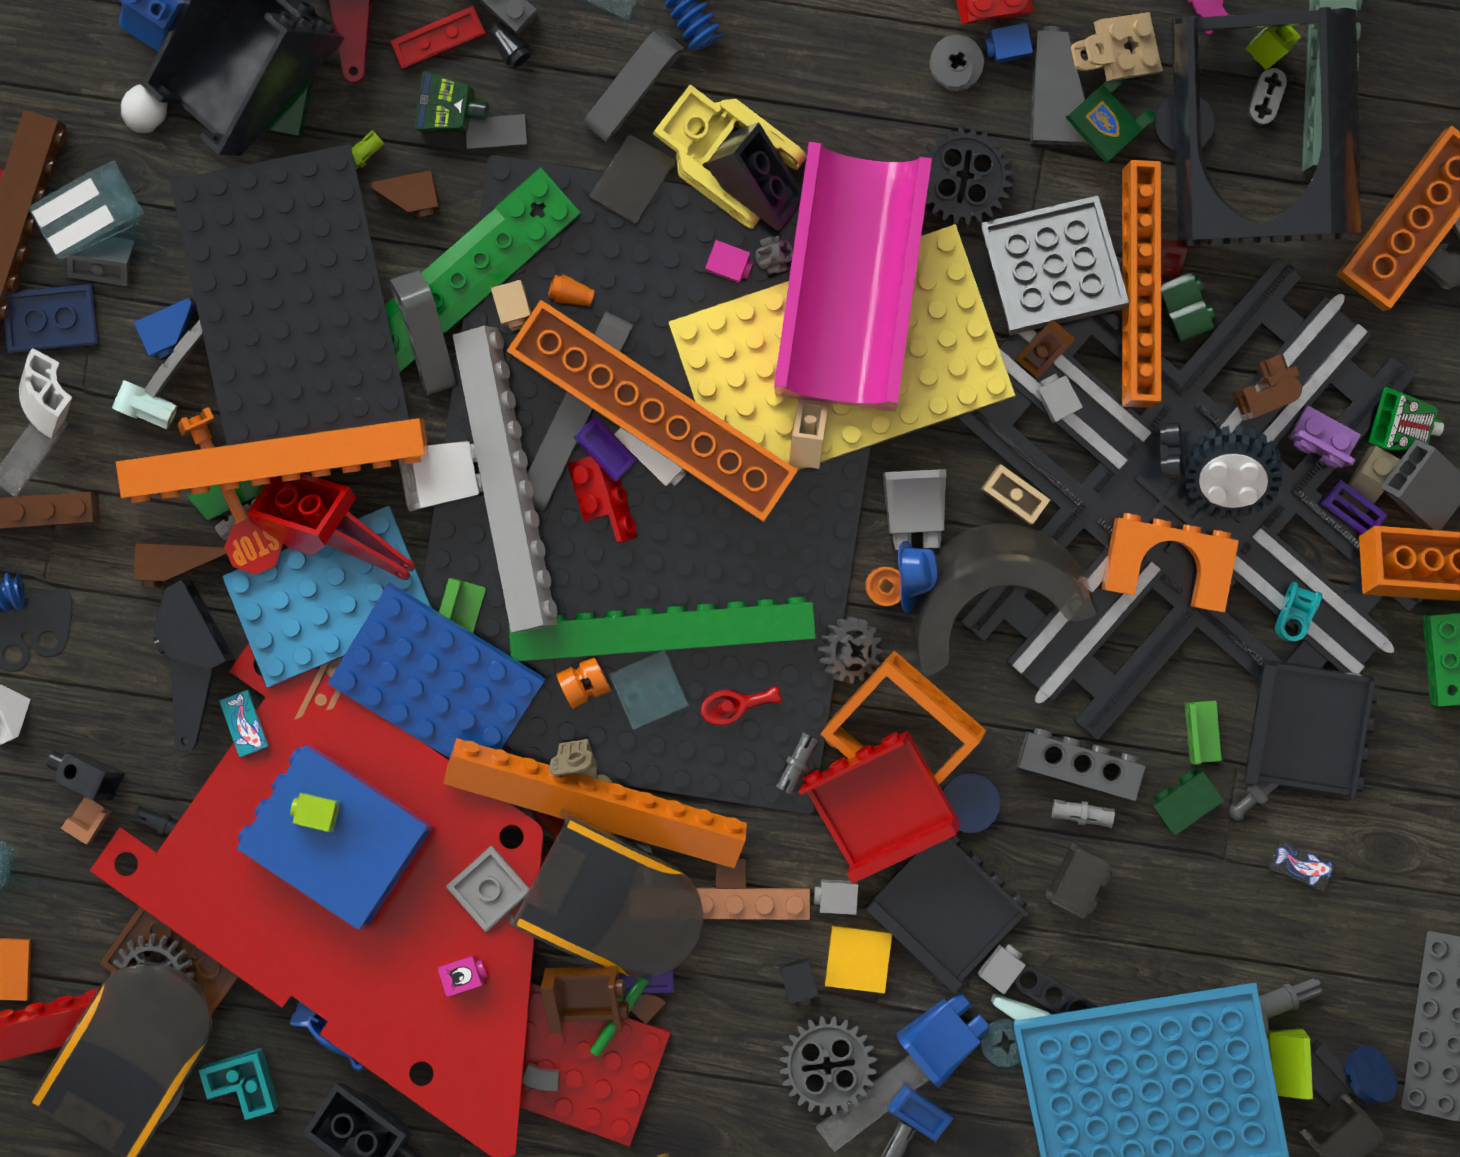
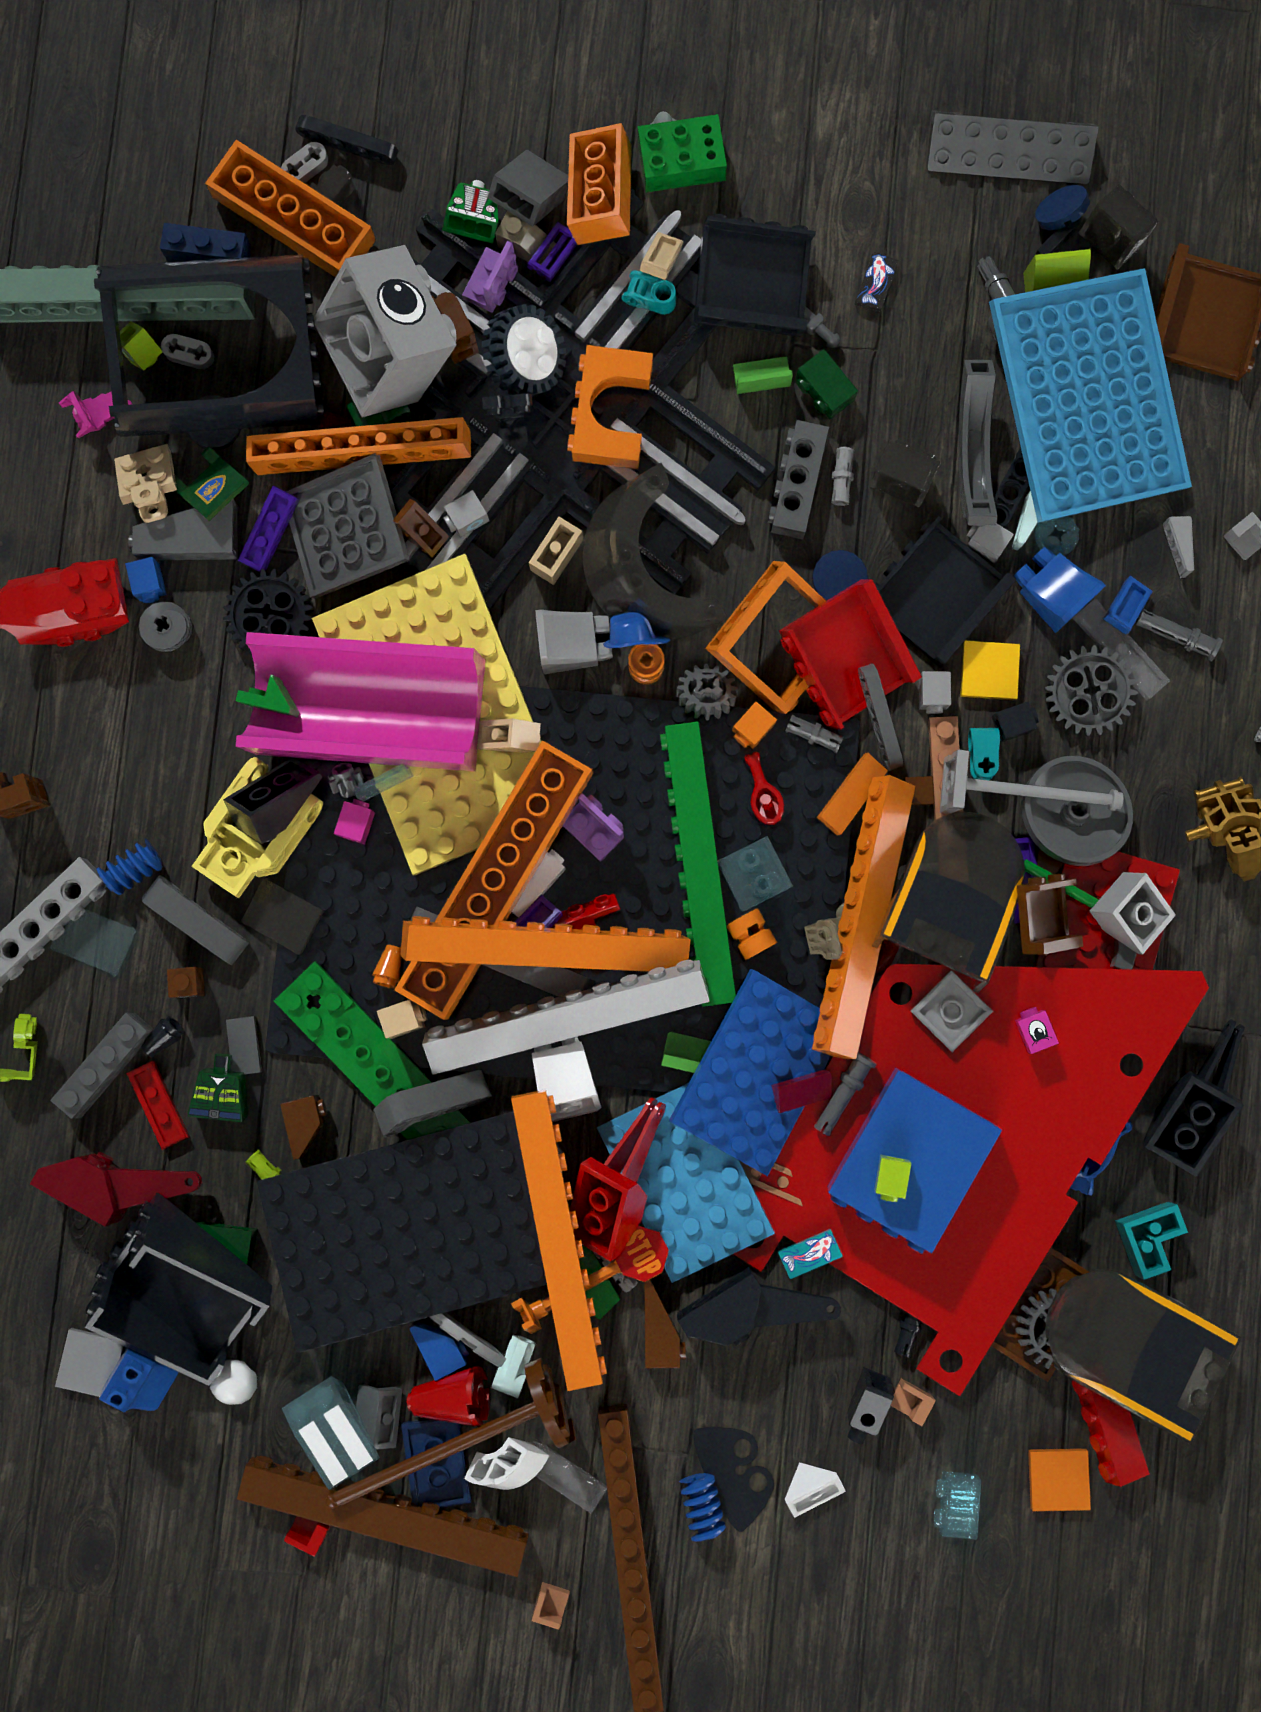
camera: 85 degrees left, 5 degrees down
(104, 439) = (547, 1403): none -> reddish brown piece
(114, 339) = (453, 1398): none -> red cone
(414, 726) = (802, 1090): none -> dark red slope
(421, 778) = (851, 1081): none -> dark grey pin
(566, 73) = (185, 982): none -> reddish brown brick
(578, 459) = (541, 946): none -> orange brick
(584, 1089) = (1133, 911): none -> light grey slope
(697, 1040) = (1077, 830): none -> dark grey dish
(706, 518) = (593, 828): none -> medium lavender bracket
(729, 799) = (851, 794): none -> orange tile
(732, 912) = (956, 782): none -> light grey tile
(767, 295) = (383, 782): none -> clear light blue tile
(773, 945) = (984, 747): none -> teal piece
(808, 698) = (753, 726): none -> orange brick
(811, 835) = (880, 717): none -> dark grey beam
(861, 186) = (273, 699): none -> green slope
(1058, 180) = (268, 529): none -> dark purple tile
(1105, 959) = (974, 443): none -> dark grey arch
(1259, 321) = (384, 329): none -> light grey brick
(1337, 628) = (661, 255): none -> tan tile
(1383, 121) = (200, 243): none -> dark blue brick

